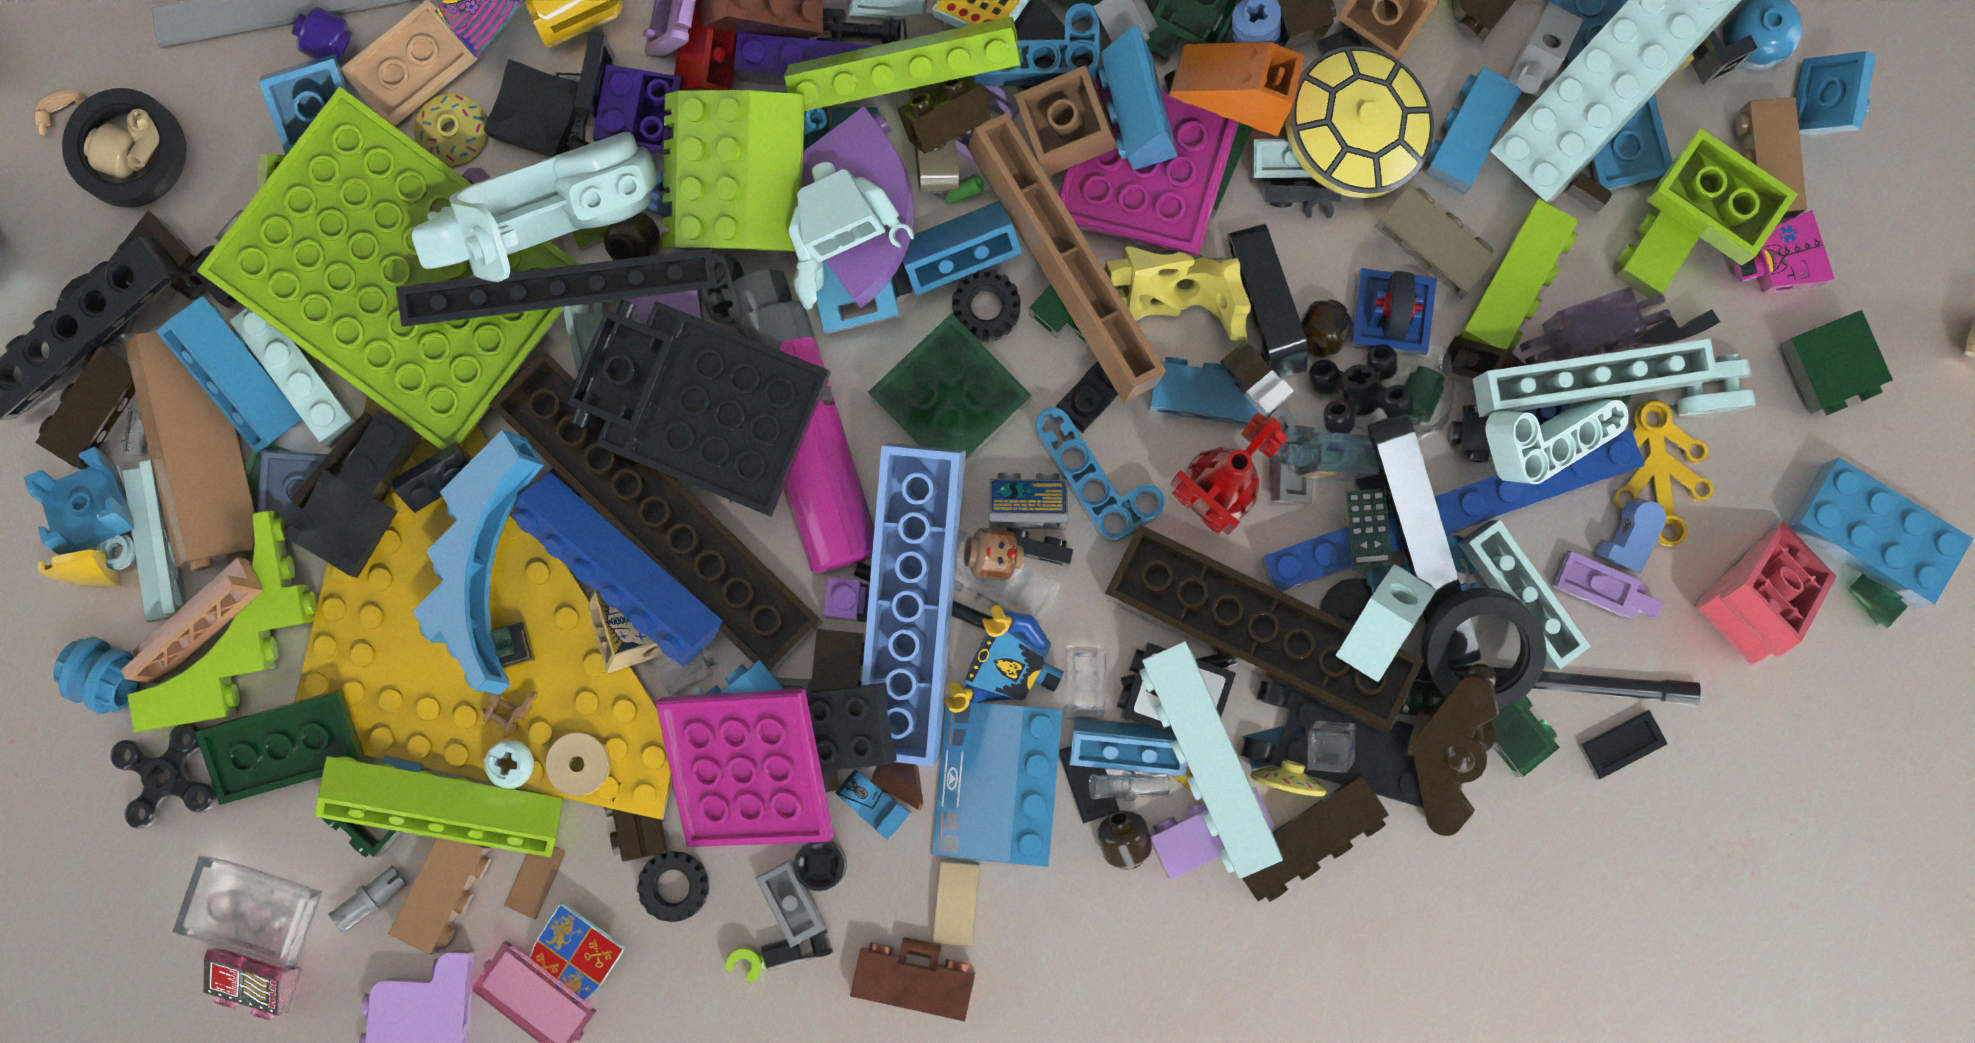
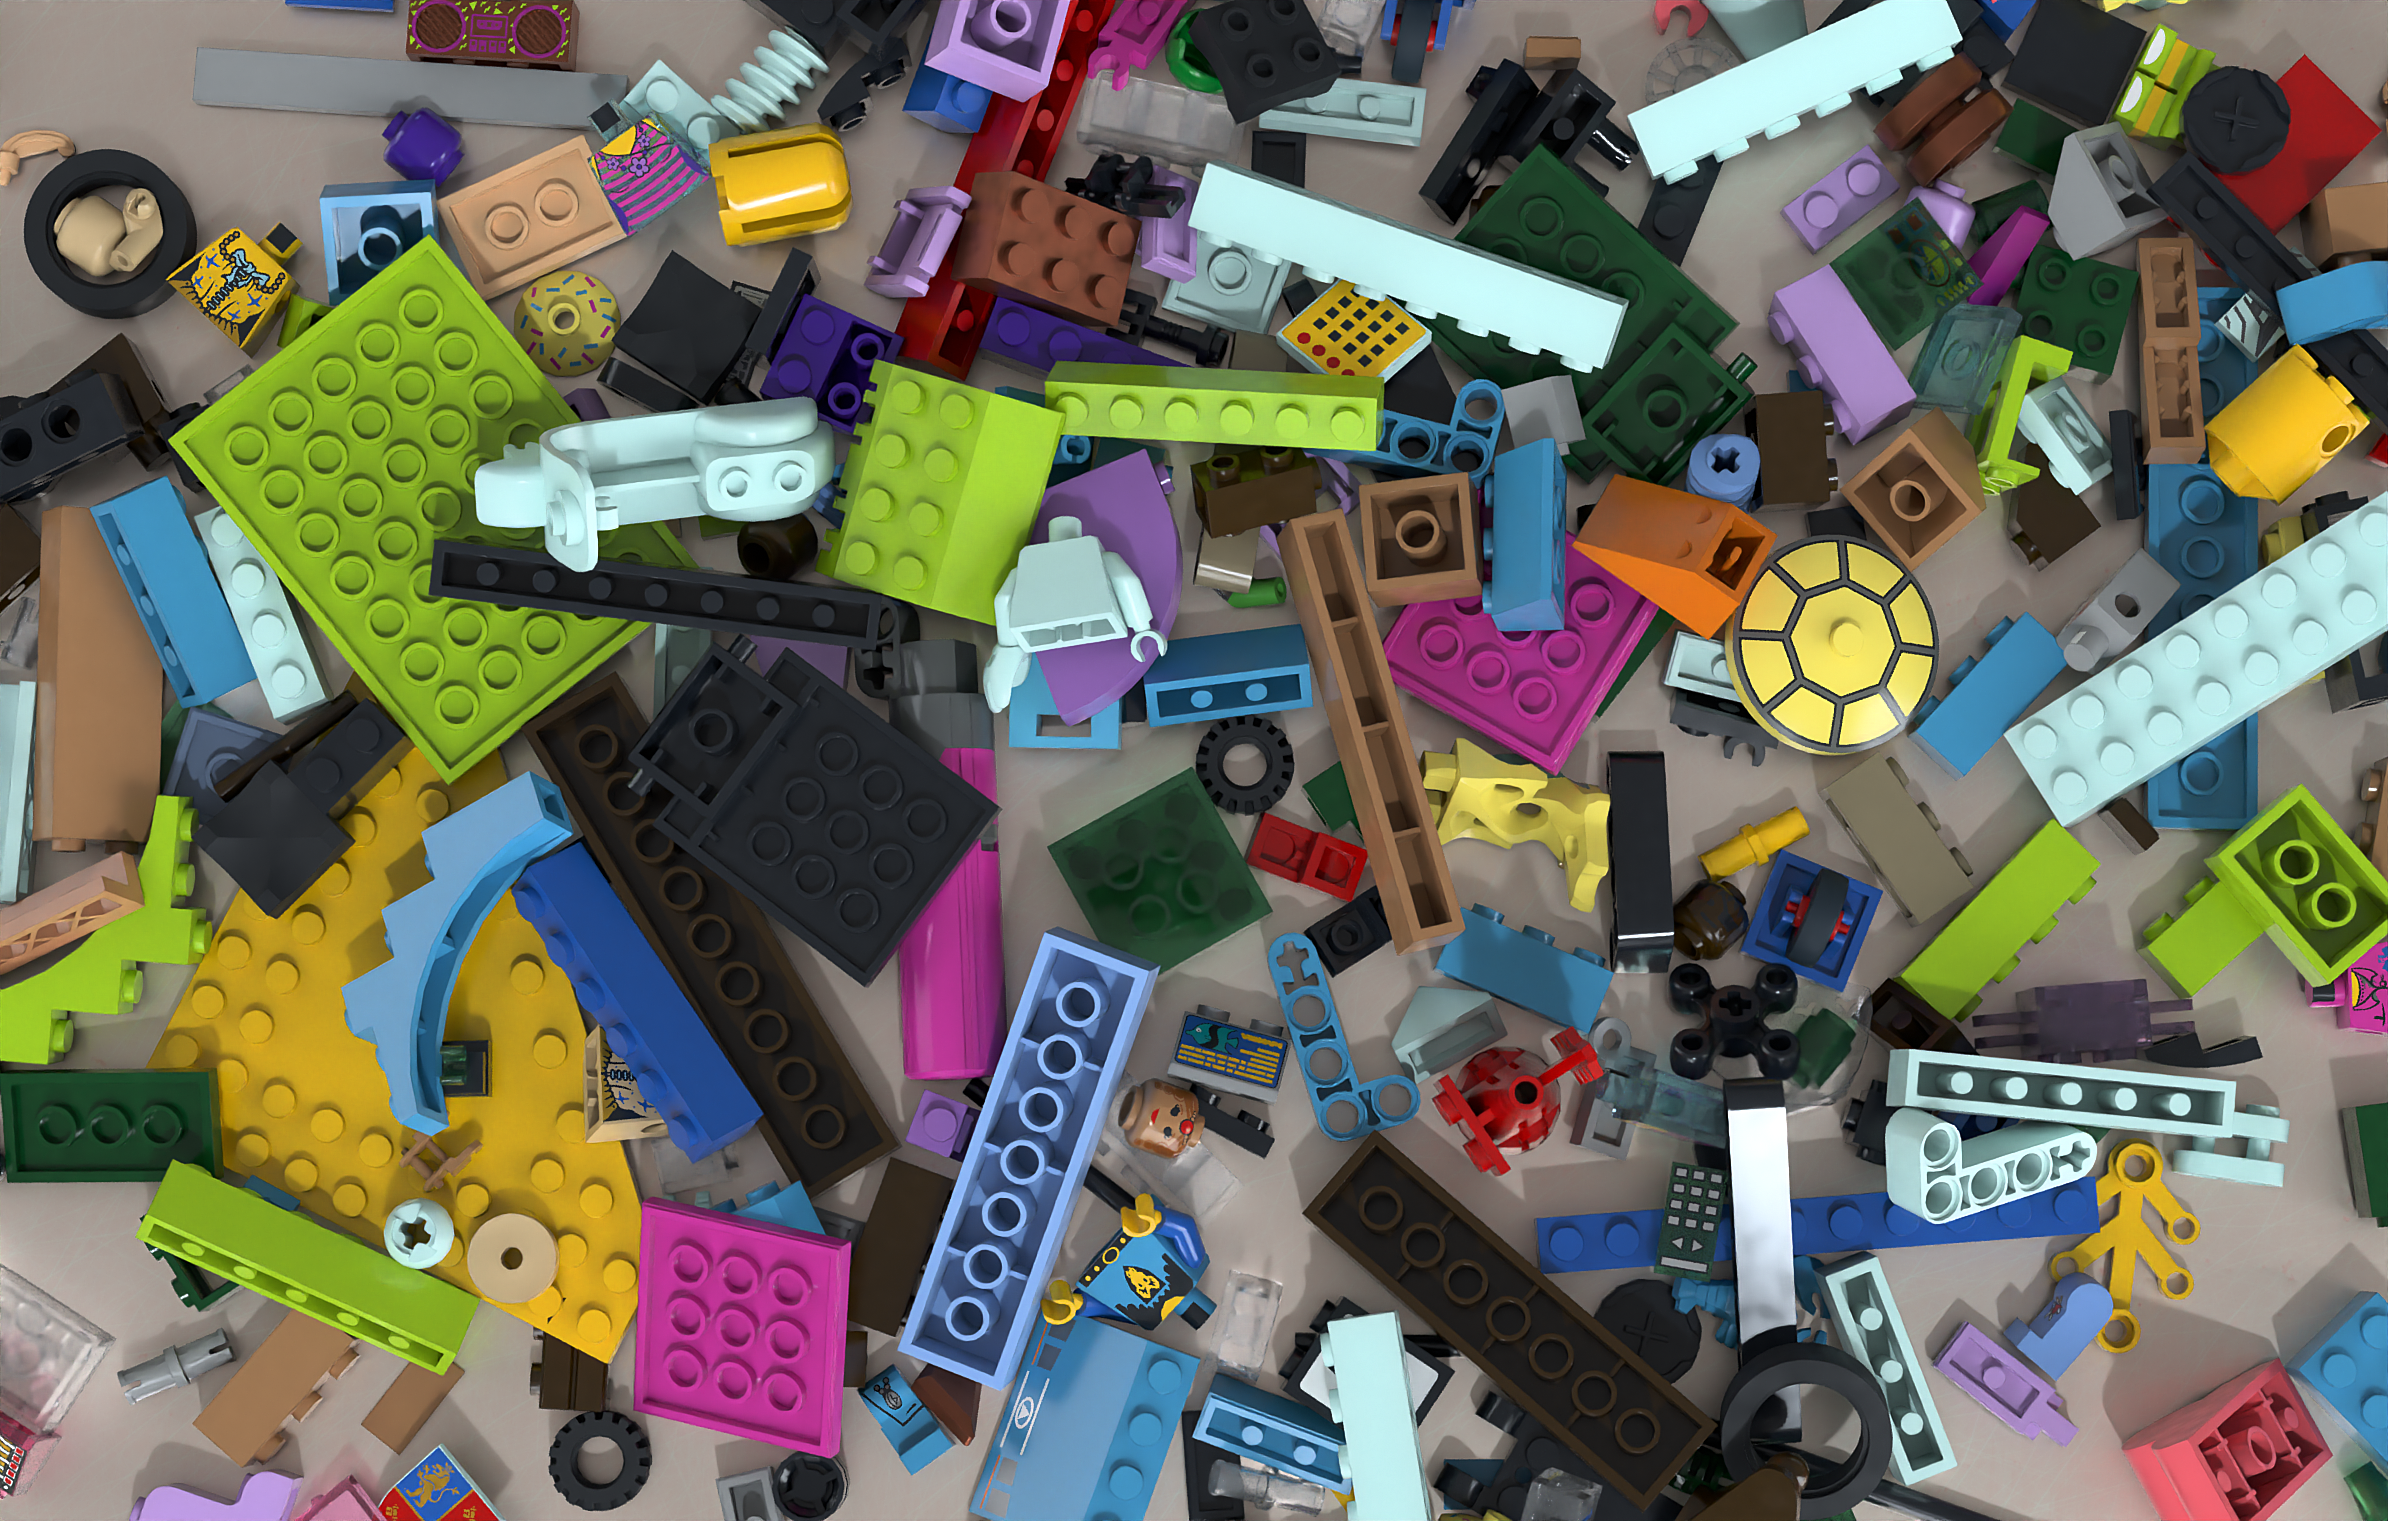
camera: 15 degrees right, 0 degrees up
(221, 158) = (241, 284): none -> torso
(424, 481) = (409, 809): black plate -> none
(508, 157) = (642, 388): none -> black beam
(851, 727) = (902, 1308): black brick -> none
(1044, 357) = (1305, 857): none -> red slope
(1167, 447) = (1444, 1029): none -> light aqua slope
(1255, 378) = (1590, 969): leg -> none
(1342, 270) = (1754, 844): none -> yellow pin
(1386, 622) = (1678, 1359): light aqua piece -> none

